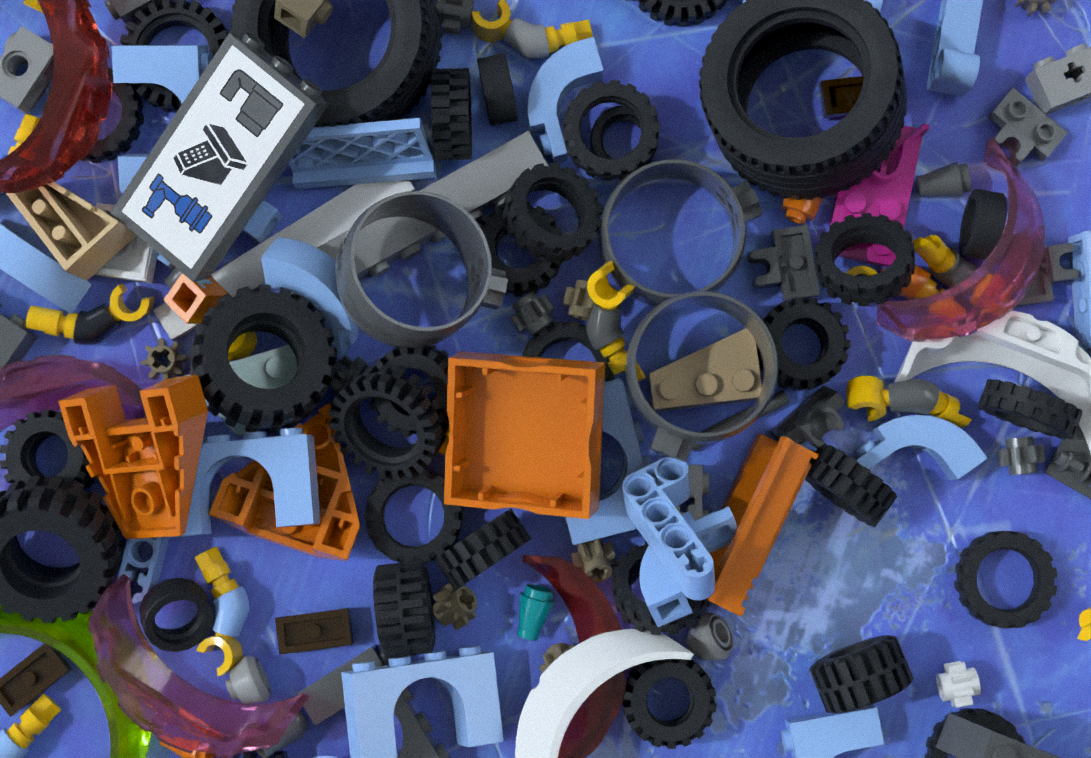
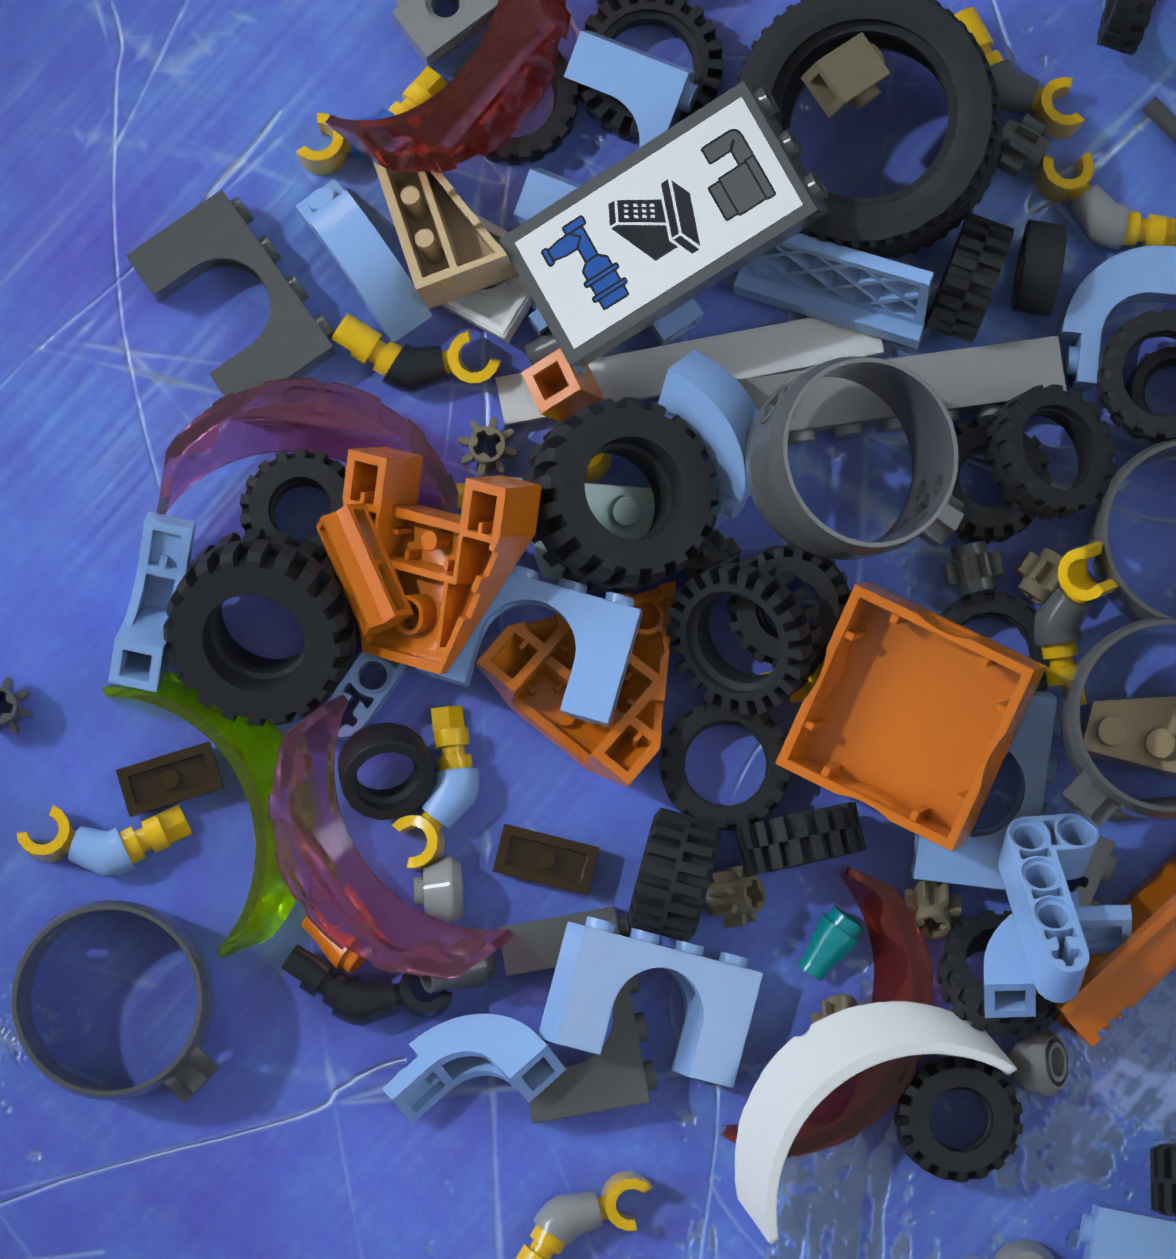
camera: 20 degrees right, 0 degrees up
(99, 481) = (364, 568): none -> orange piece

